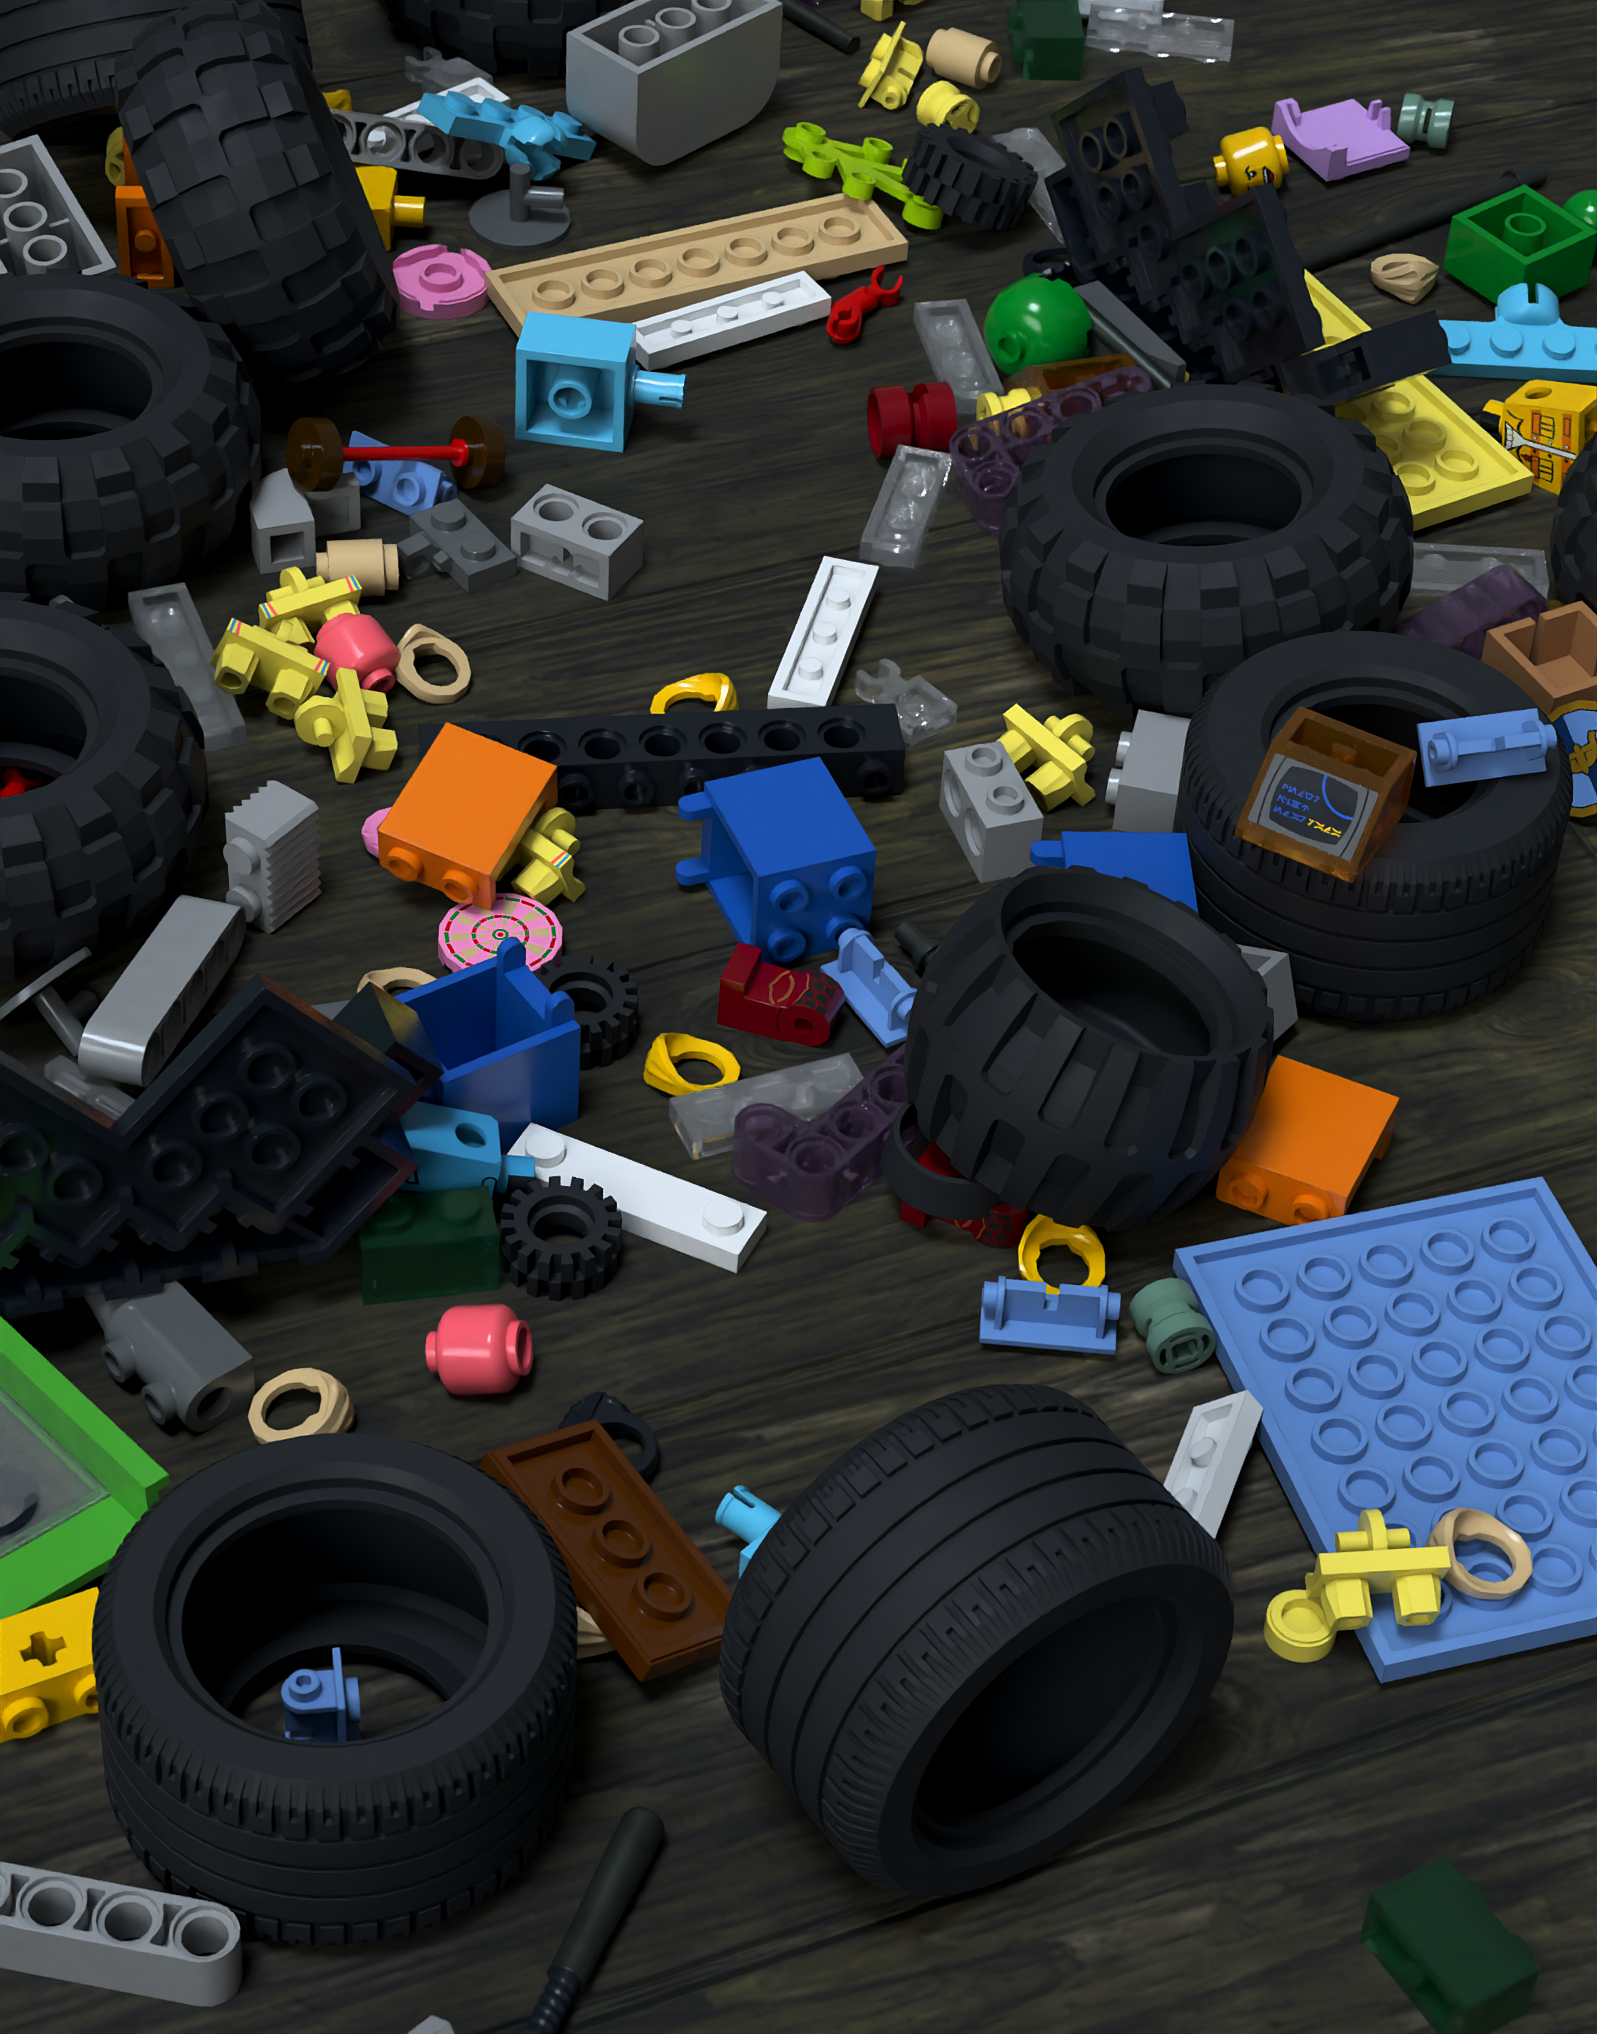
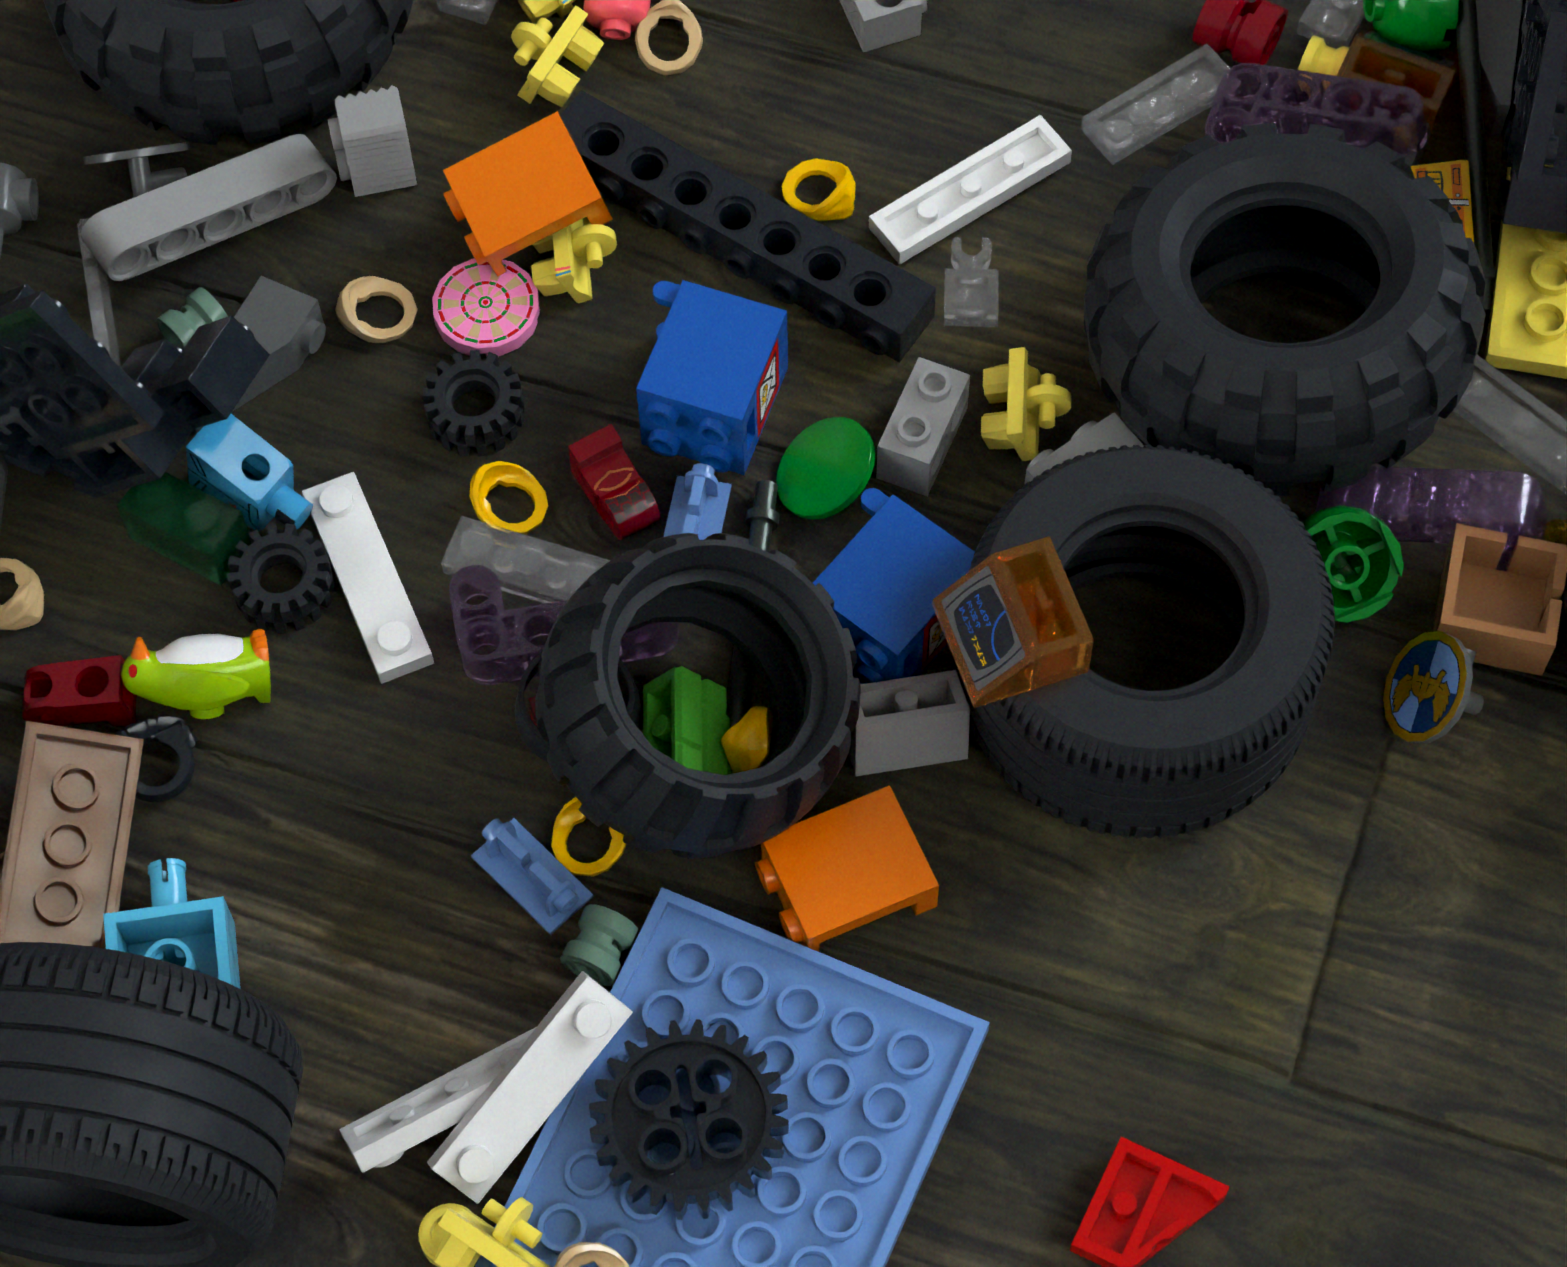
camera: 45 degrees right, 20 degrees up
(480, 1349) = (135, 615): coral head -> none
(484, 1418) = (78, 693): none -> dark red leg
(502, 1043) = (364, 399): blue container -> none
(588, 1335) = (201, 672): none -> lime animal
(942, 878) = (825, 468): none -> green piece
(1255, 1449) = (529, 1087): none -> white plate
(1413, 1379) = (635, 1127): none -> black gear
(1484, 747) = (1203, 656): medium blue hinge -> none

